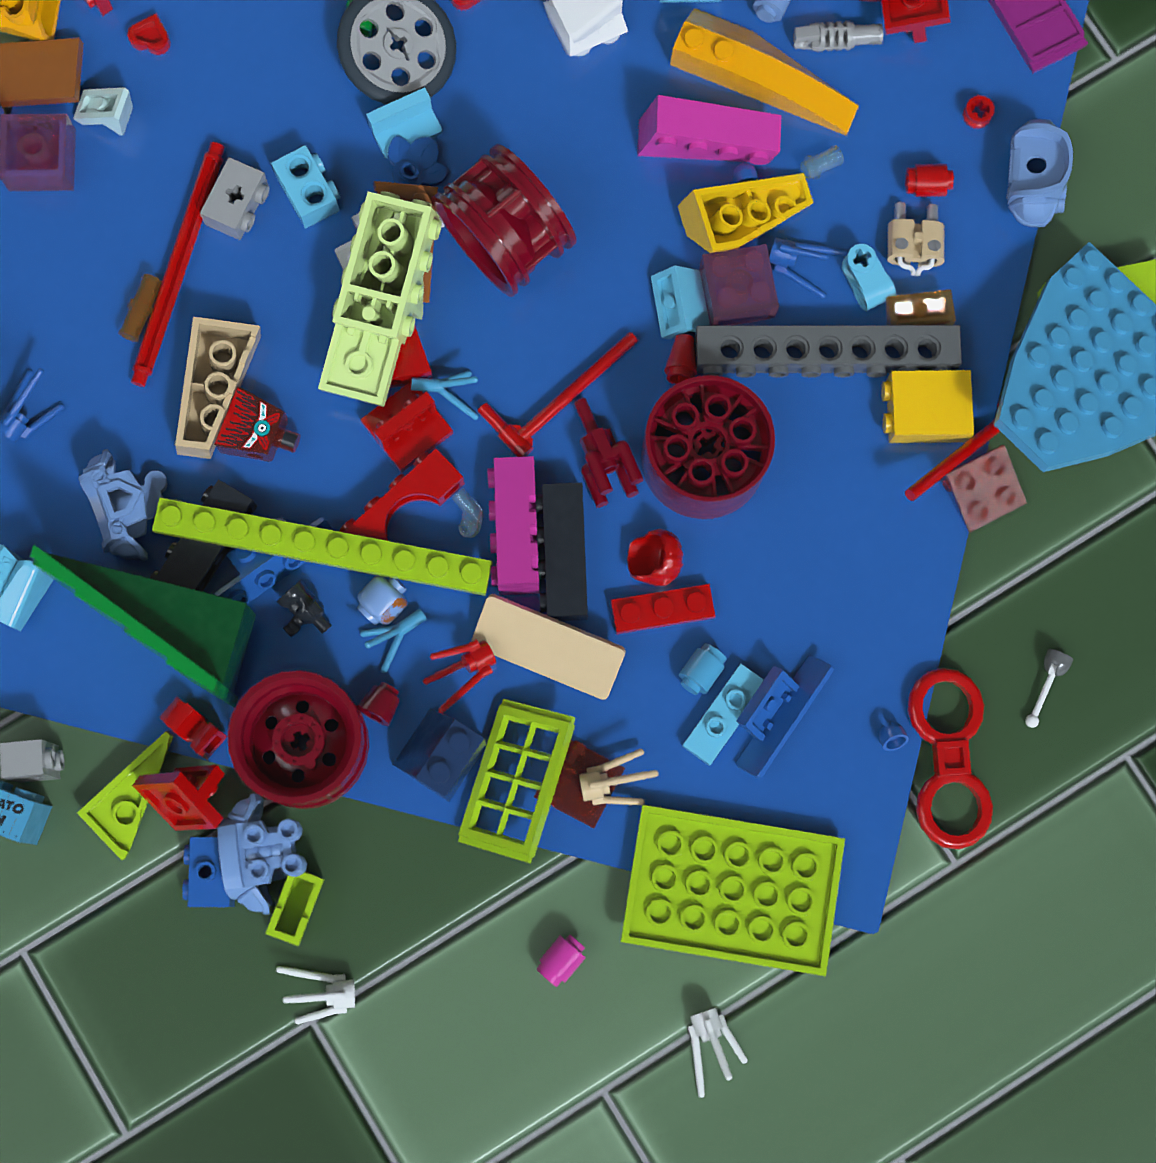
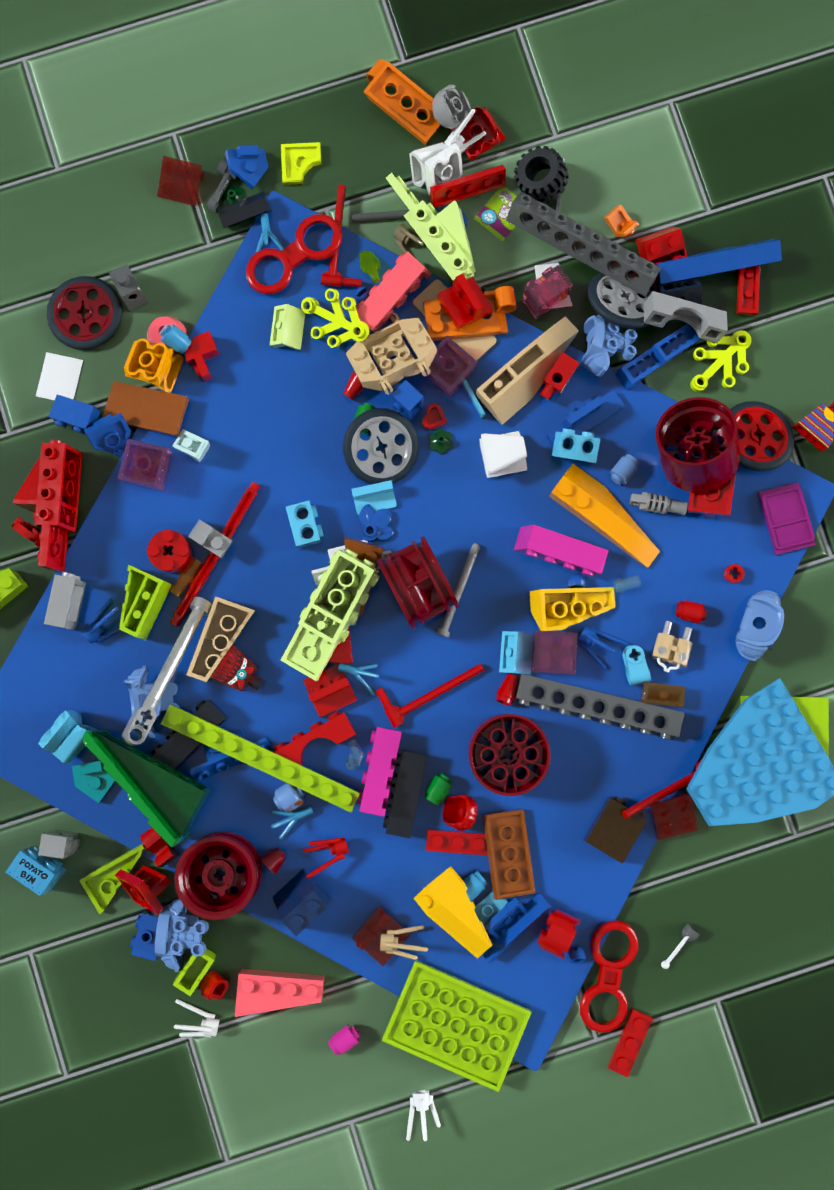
camera: 20 degrees right, 5 degrees up
(66, 646) = (92, 780): none -> teal plate
(81, 355) = (142, 602): none -> lime wedge
(89, 269) = (158, 551): none -> red brick
(149, 35) = (231, 401): red tile -> none
(162, 237) = (210, 538): none -> light grey brick
(173, 347) = (200, 608): none -> flat silver piece
(235, 182) = (260, 511): light grey brick -> none
(305, 607) = (241, 789): black piece -> none
(332, 926) = (213, 986): none -> red plate
(426, 910) = (273, 990): none -> coral wedge
(486, 21) = (440, 446): none -> dark green plant
(498, 842) = (322, 962): lime piece -> none
(549, 646) = (382, 850): tan piece -> none
(559, 296) = (443, 630): none -> light grey bar
(604, 457) = (445, 740): dark red plant -> none
(613, 533) = (438, 789): none -> green brick
(677, 703) = (450, 907): none -> yellow wedge
(746, 606) = (509, 854): none -> dark orange tile
(856, 703) = (559, 933): none -> red brick
(901, 531) = (613, 832): none -> dark brown brick
(928, 406) = (652, 756): yellow brick -> none
(1009, 854) = (629, 1042): none -> red plate

